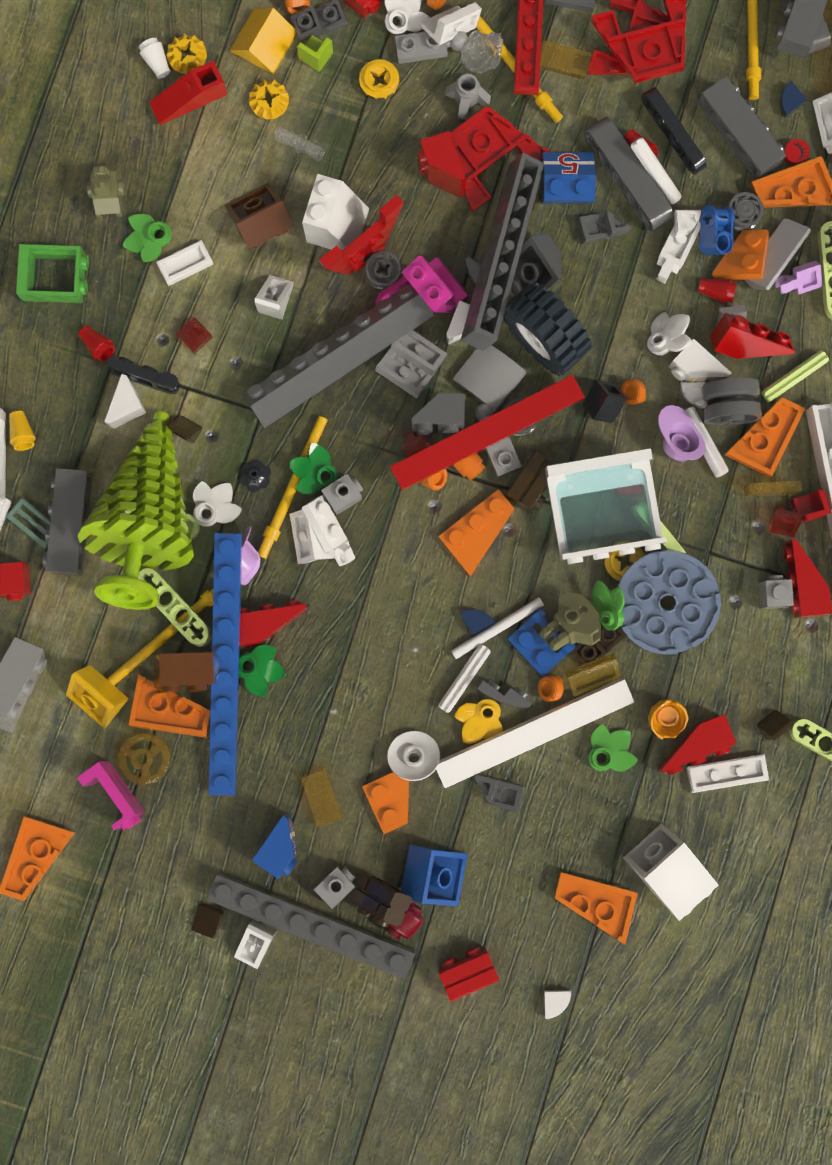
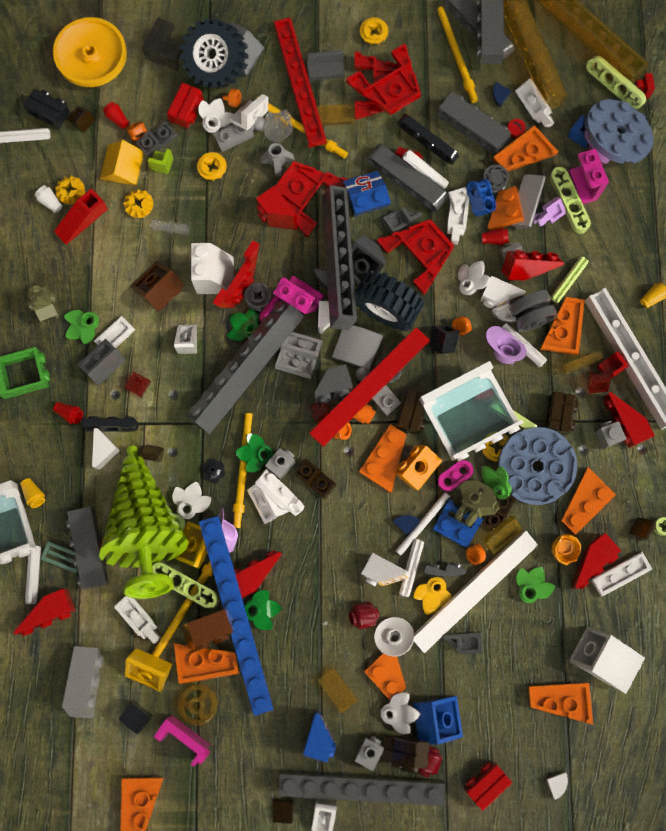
camera: 20 degrees left, 5 degrees down
(63, 748) = (135, 717): none -> black panel
(103, 629) = (137, 618): none -> white hinge
(157, 292) = (101, 362): none -> dark grey panel
(201, 567) = (196, 549): none -> yellow slope
(351, 300) = (242, 324): none -> green plate
(380, 527) = (315, 478): none -> dark brown slope
(384, 717) = (363, 615): none -> dark red head
(391, 853) = (402, 713): none -> white plate
(426, 671) = (383, 572): none -> white slope
(529, 554) = (428, 463): none -> light orange brick
(558, 581) = (455, 476): none -> dark pink plate
(624, 272) = (427, 245): none -> red wing
(716, 668) = (586, 502): none -> orange wing
(722, 544) = (561, 412): none -> dark brown brick

